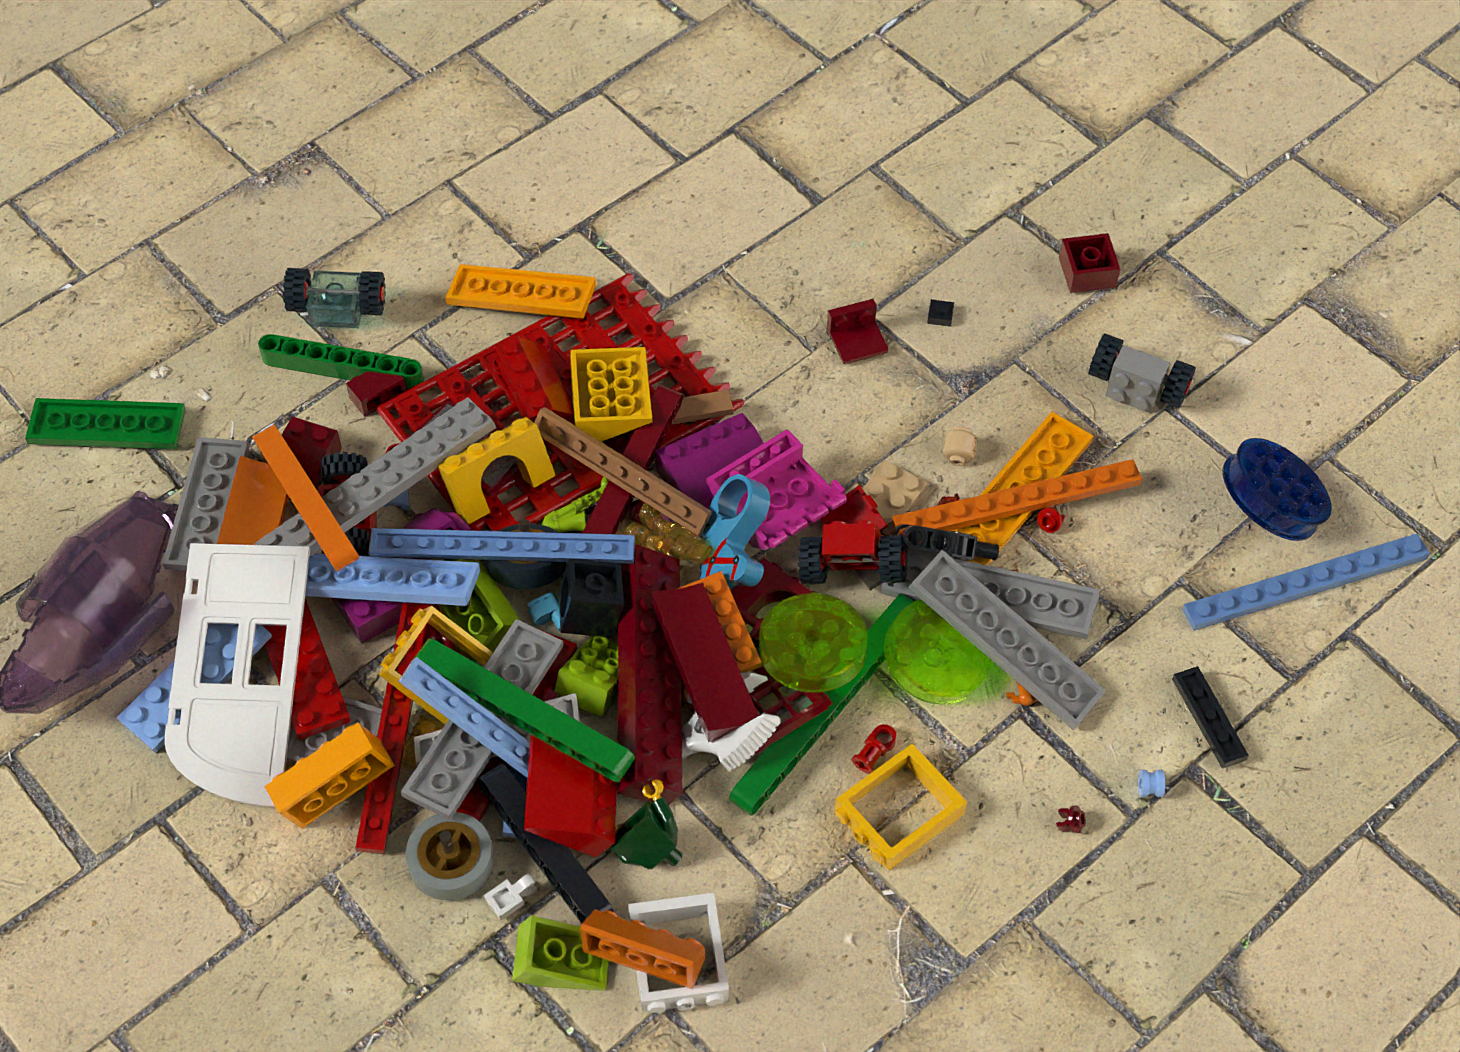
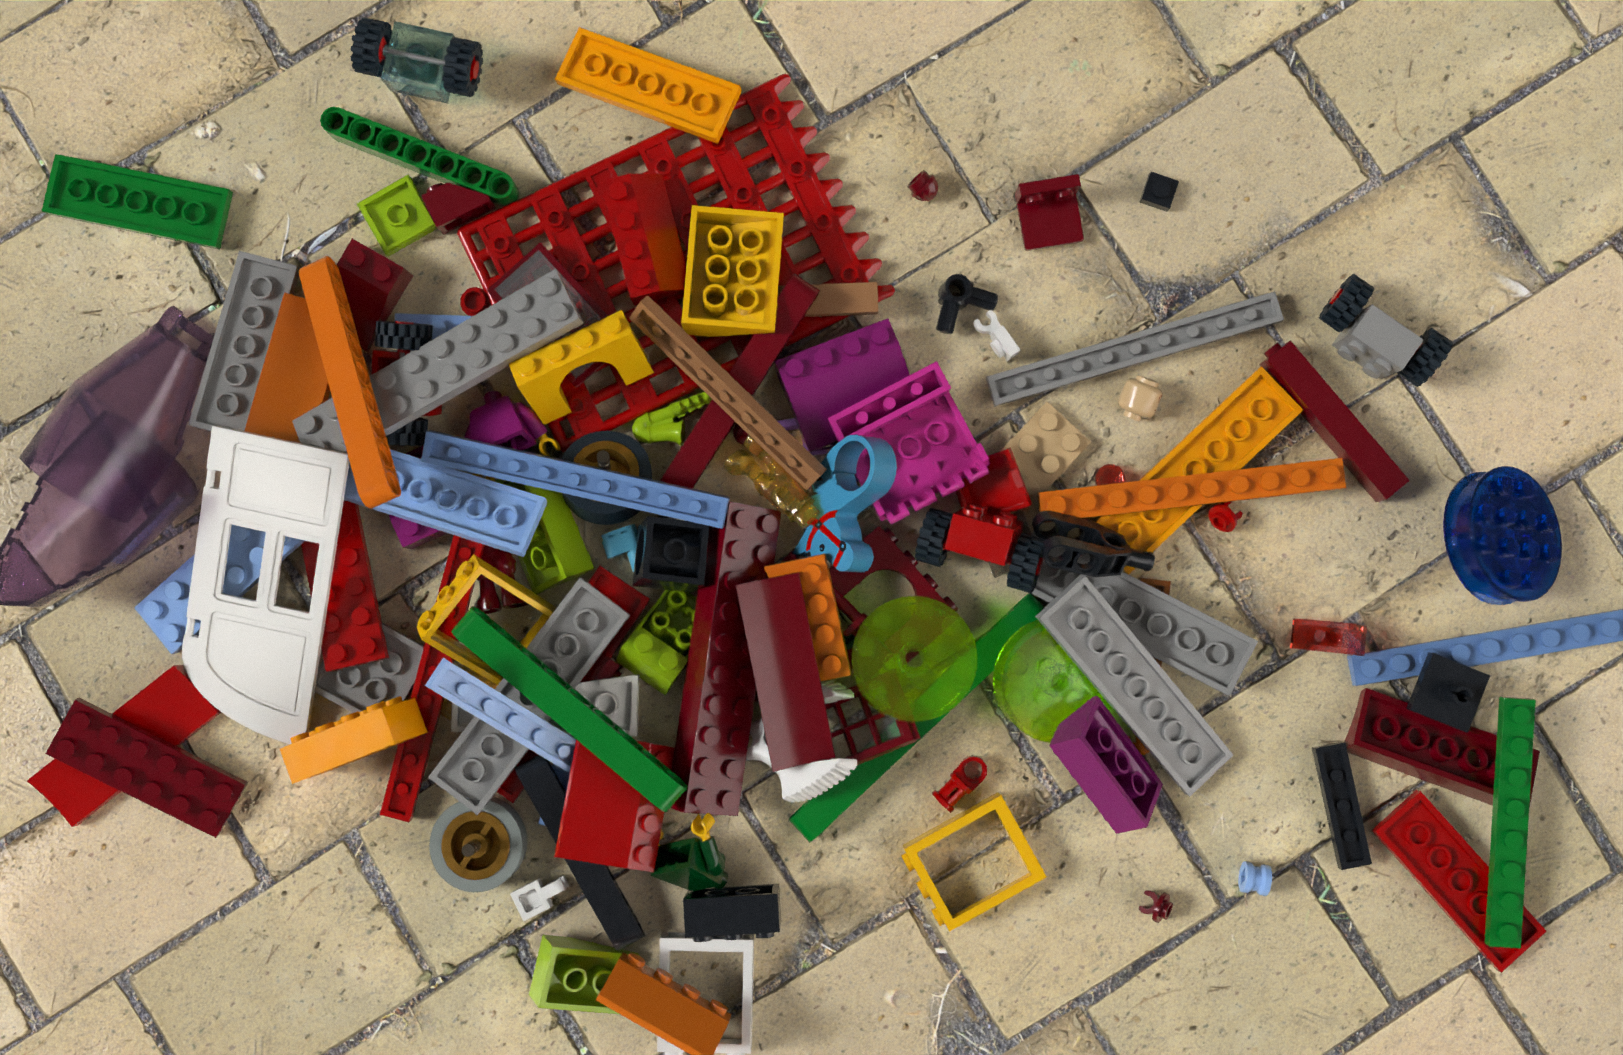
camera: 15 degrees right, 30 degrees up
(112, 829) = (165, 708): none -> red arch
(137, 837) = (146, 767): none -> dark red plate
(326, 405) = (397, 215): none -> lime tile
(692, 869) = (732, 912): none -> black brick
(753, 331) = (923, 186): none -> dark red plate
(794, 397) = (952, 304): none -> black axle
(838, 422) = (1002, 343): none -> white plate
(945, 416) = (1134, 349): none -> light grey plate
(997, 707) = (1107, 766): none -> magenta slope
(1089, 263) = (1361, 152): dark red brick -> none
(1123, 441) = (1334, 422): none -> dark red brick
(1162, 591) = (1328, 637): none -> clear red slope
(1271, 614) = (1448, 692): none -> black tile
(1283, 666) = (1424, 747): none -> dark red arch
(1328, 760) = (1449, 873): none -> red plate
(1353, 701) = (1510, 822): none -> green plate

